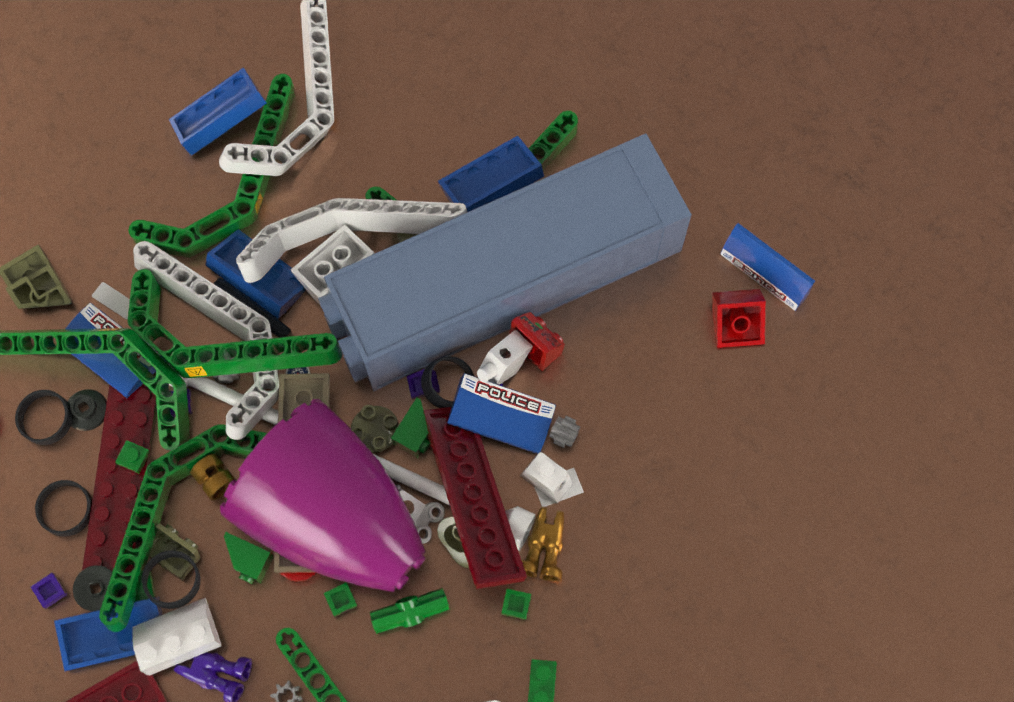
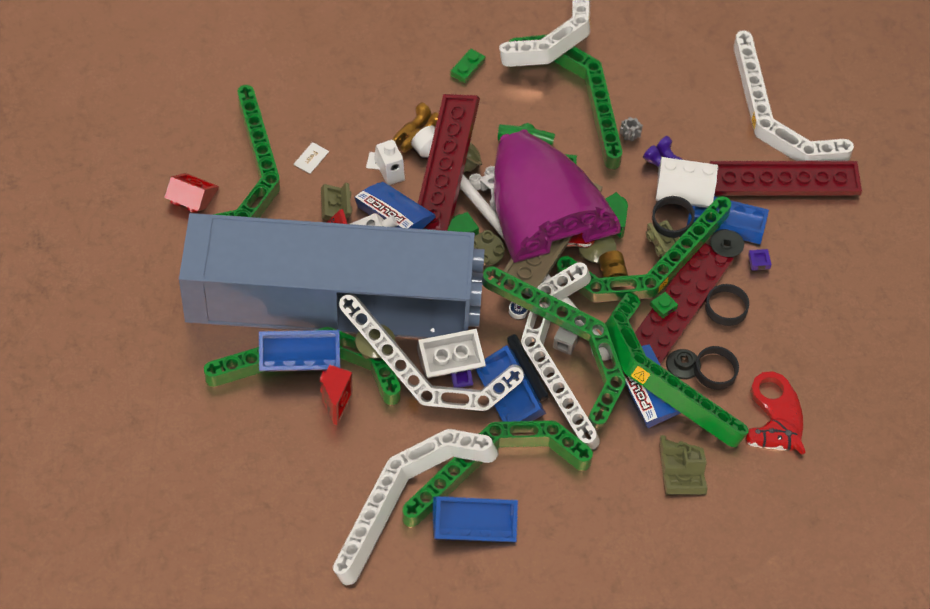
camera: 155 degrees left, 15 degrees down
(112, 299) = (627, 428): white sticker -> none
(430, 159) = (336, 391): none -> red slope
(564, 431) = (358, 181): light grey gear -> none
(573, 391) = (335, 199): none -> olive bracket
(643, 445) = (311, 157): none -> white sticker
(692, 396) = (269, 181): none -> green beam
(767, 267) = (149, 206): blue slope -> none

